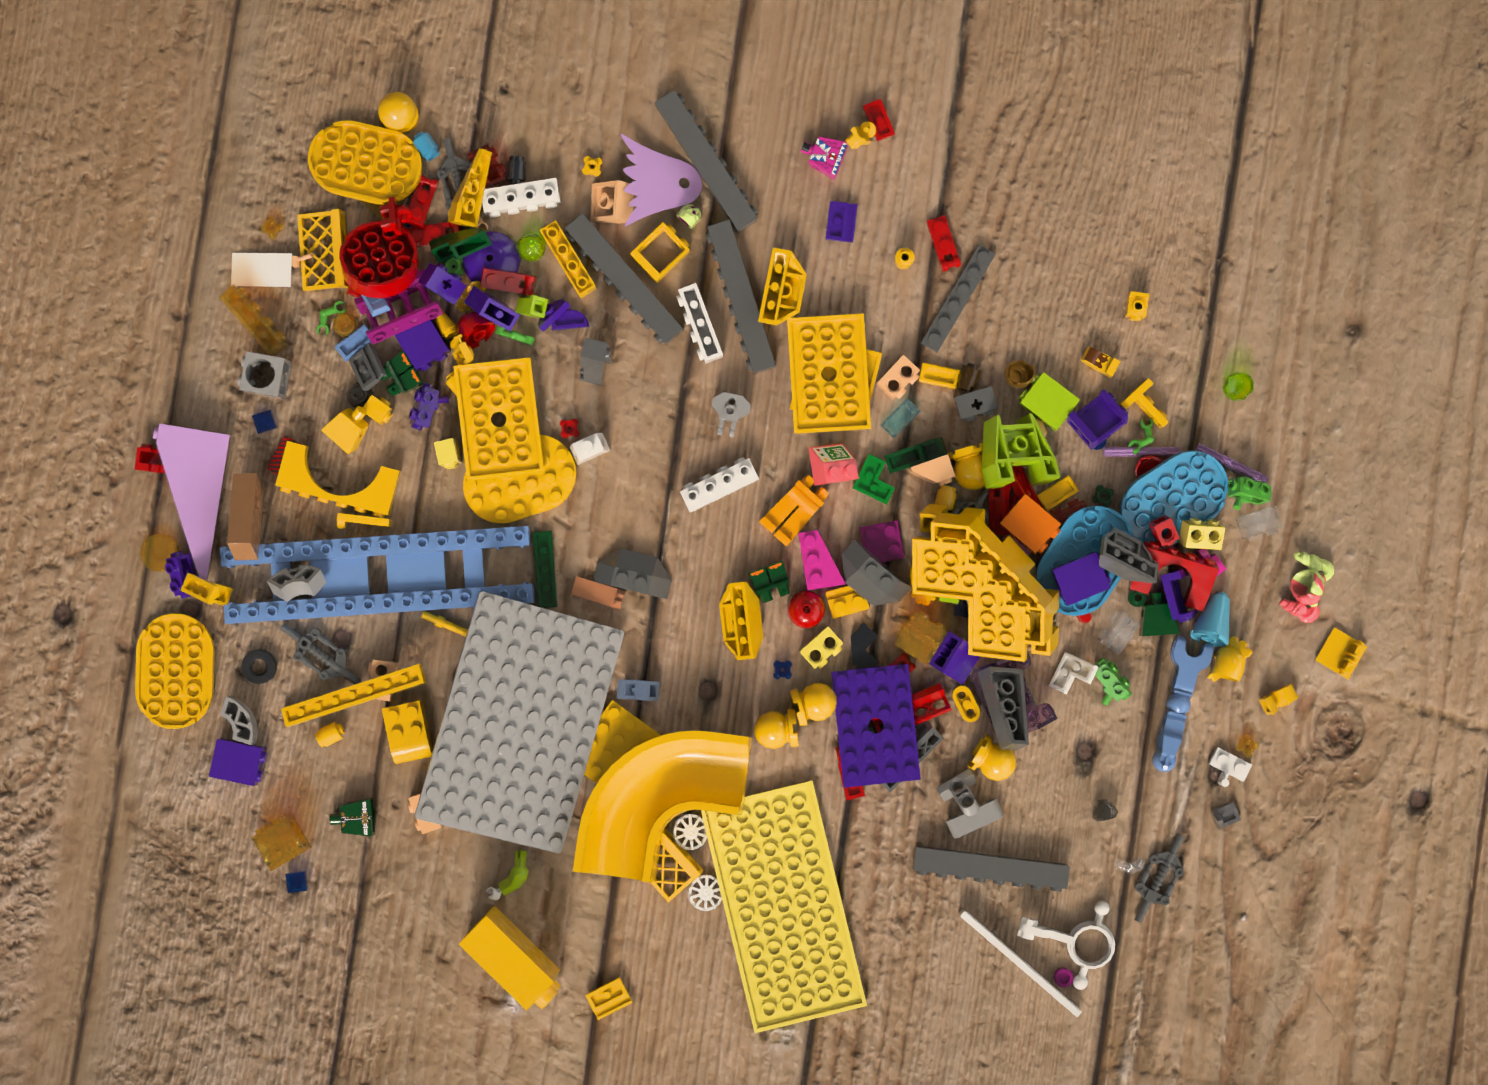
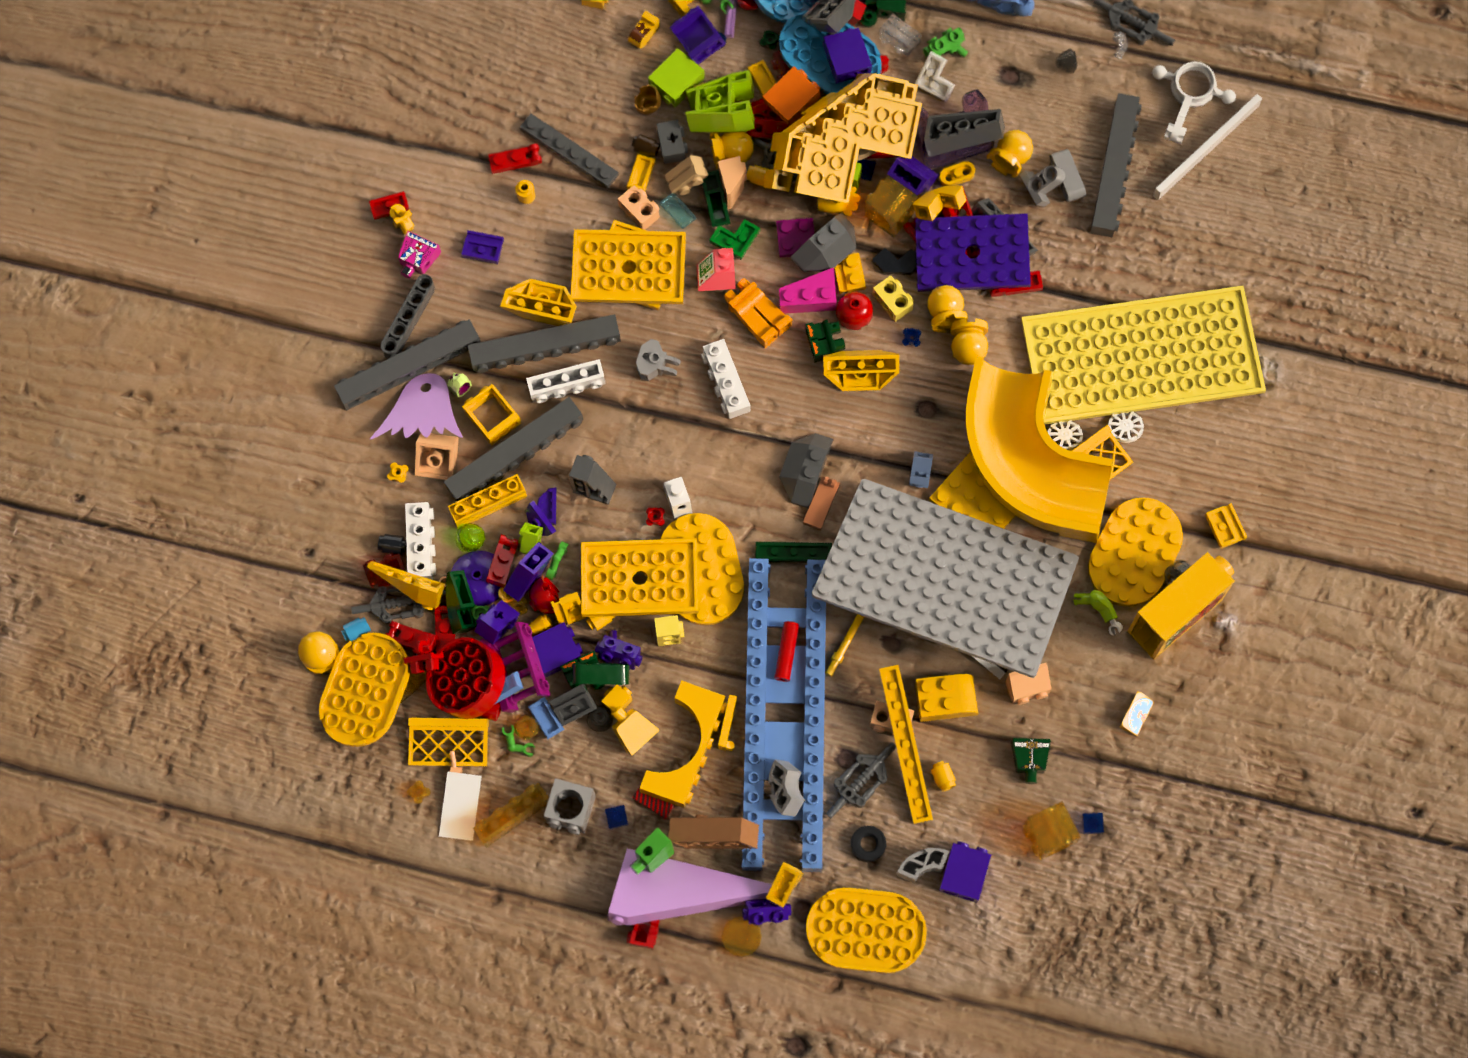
camera: 80 degrees left, 15 degrees down
(226, 465) = (652, 852): none -> bright green torso
(396, 391) = (600, 673): none -> dark green beam
(409, 918) = (1136, 713): none -> slope
(435, 571) = (786, 651): none -> red piece
(554, 952) = (1175, 570): none -> clear smoke head
(575, 909) = (1135, 551): none -> yellow plate
(750, 148) = (407, 308): none -> dark grey beam
(924, 680) = (932, 202): none -> yellow brick
(935, 423) = (686, 175): none -> tan brick
(1063, 977) = (1223, 111): magenta tile -> none

